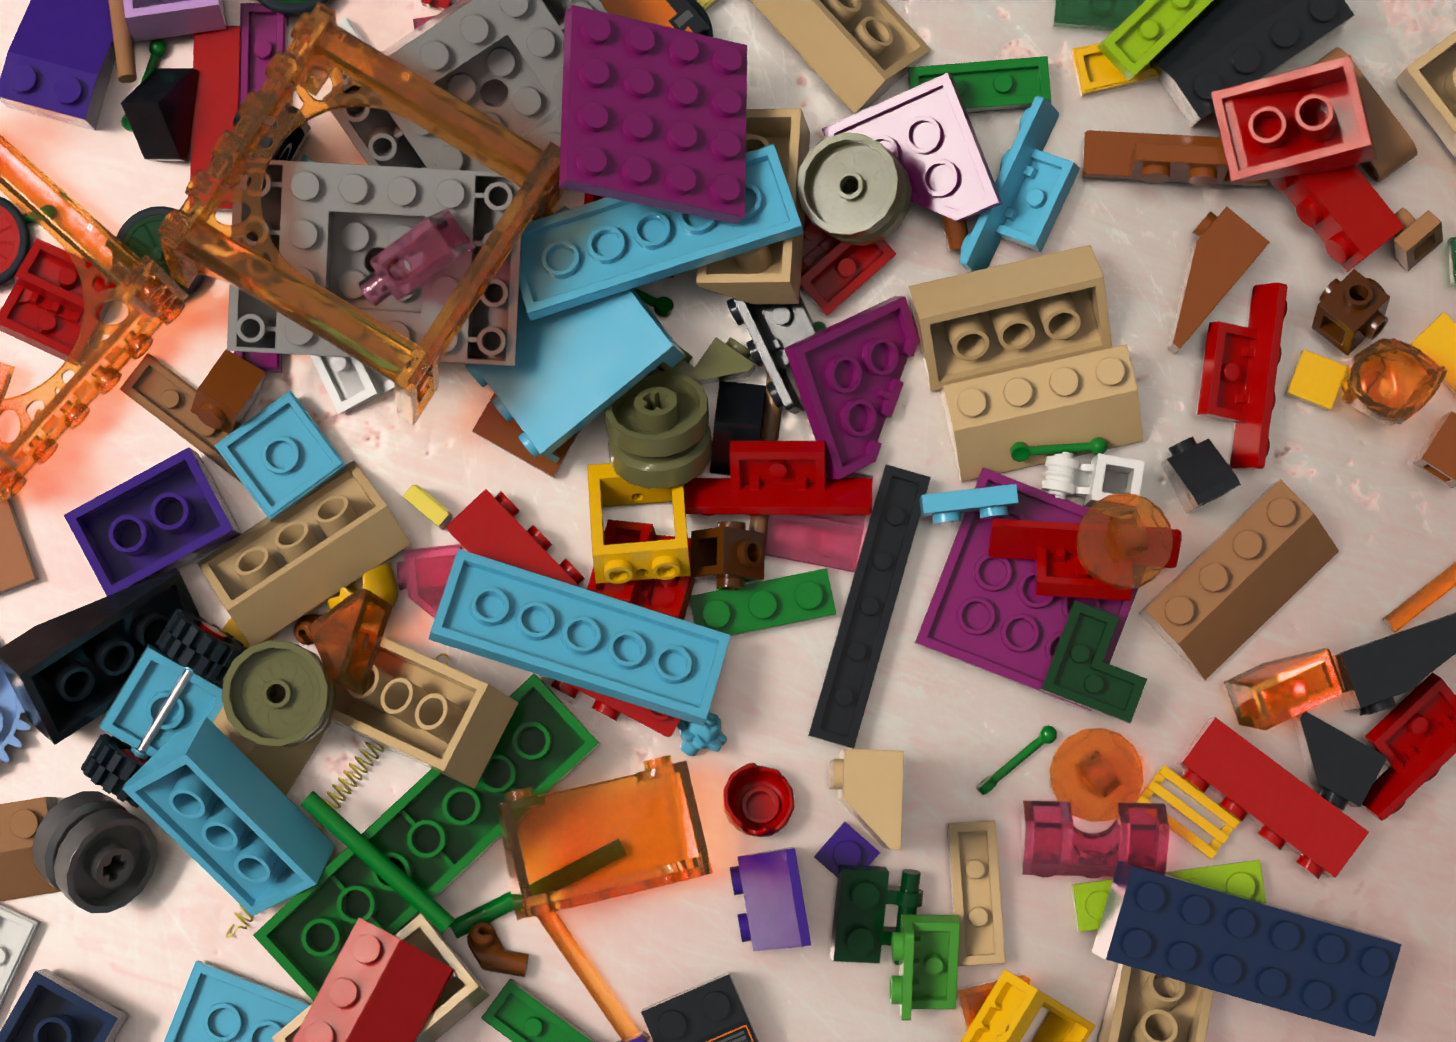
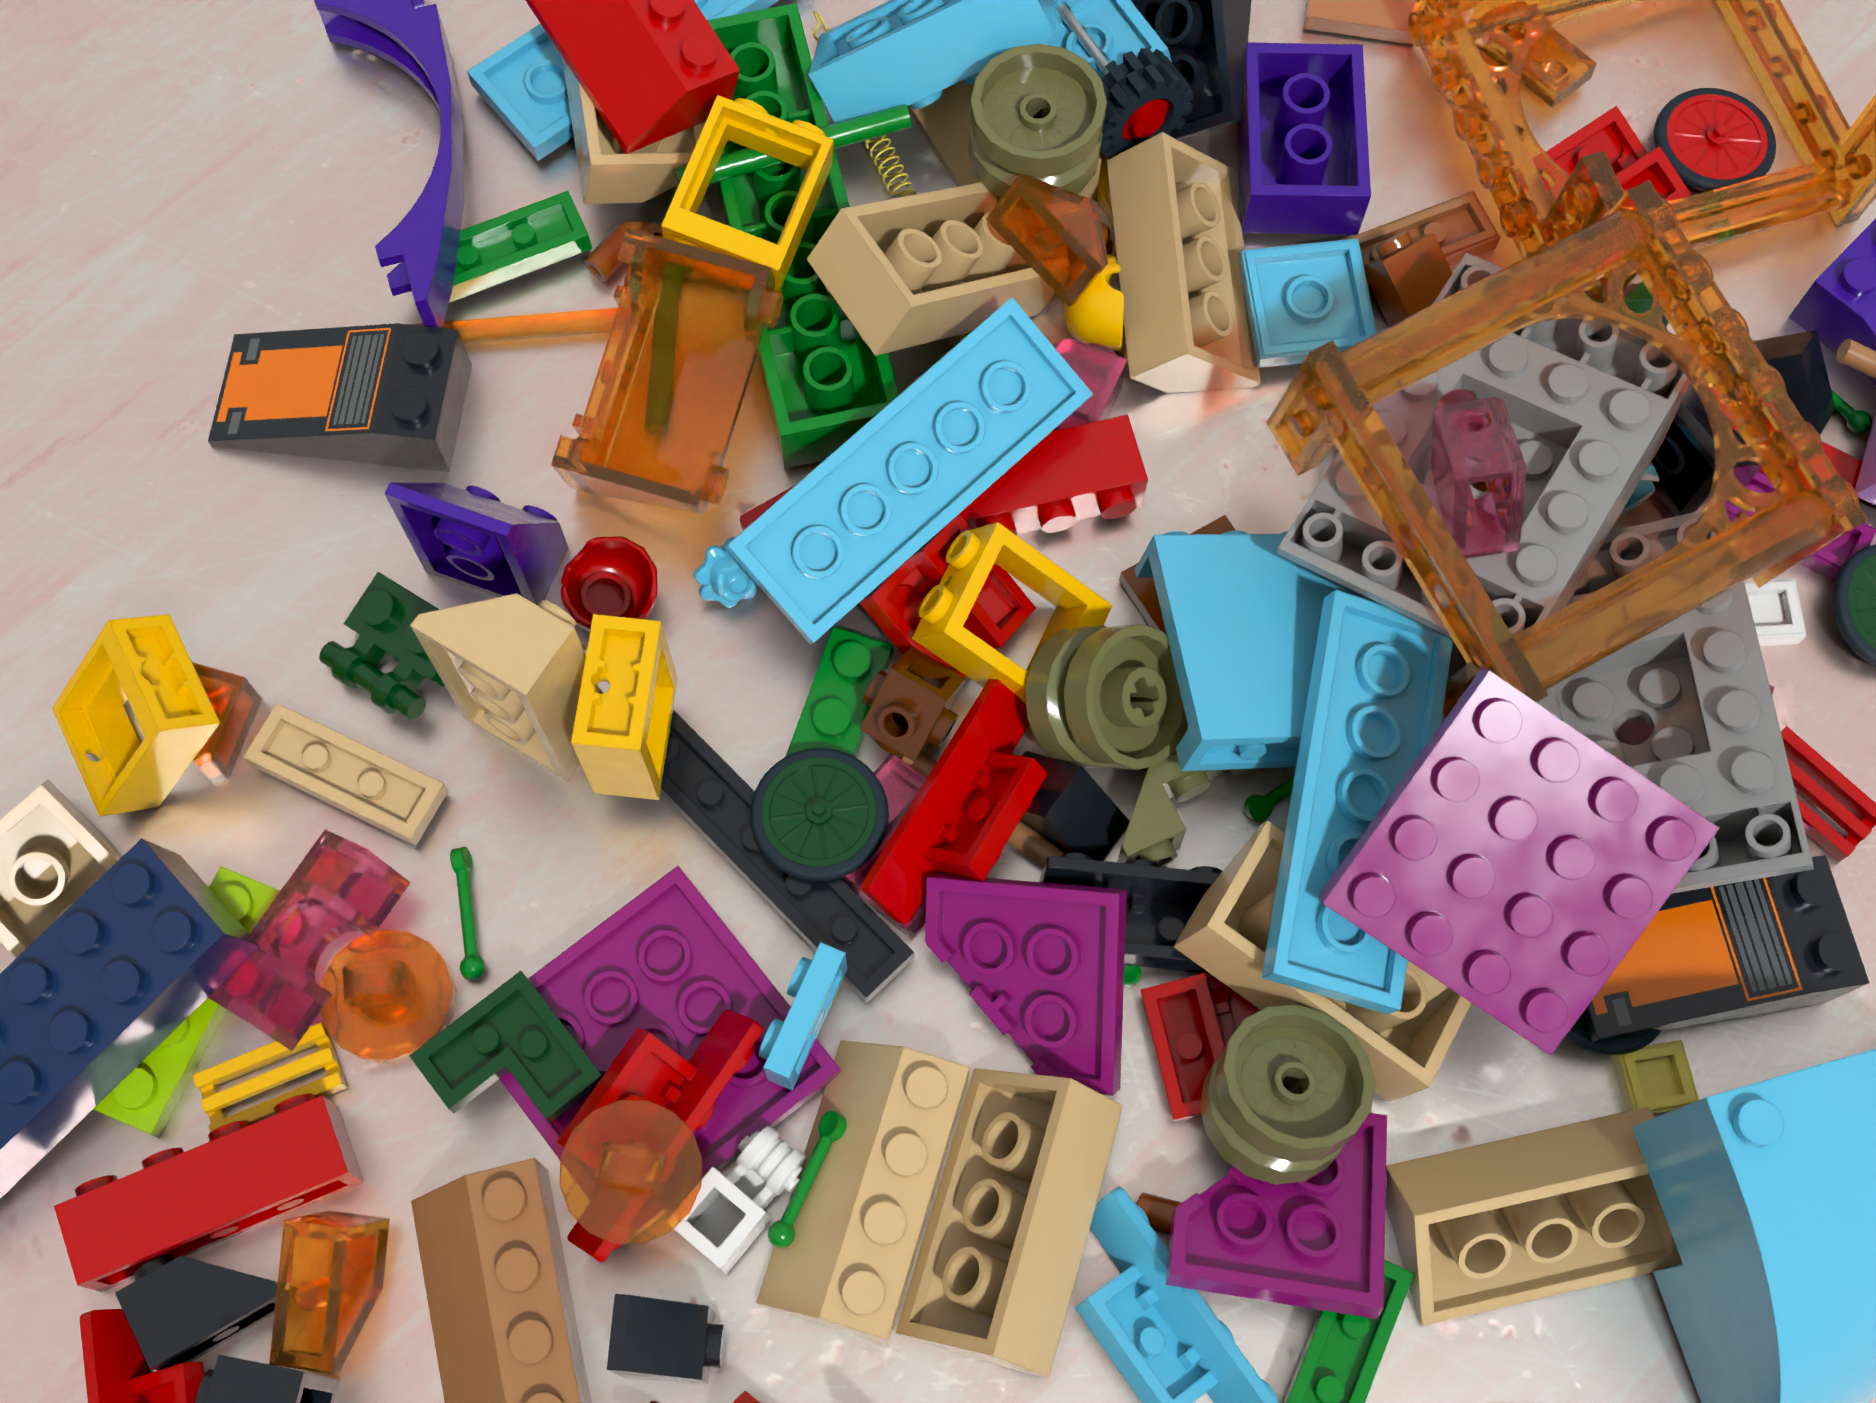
camera: 115 degrees right, 15 degrees down
(428, 506) = (1164, 421): light yellow tile -> none
(491, 848) = (754, 128): none -> yellow window
(833, 572) = (819, 814): none -> dark green wheel
(870, 705) = (626, 730): none -> yellow window
(927, 963) = (304, 662): bright green bracket -> none

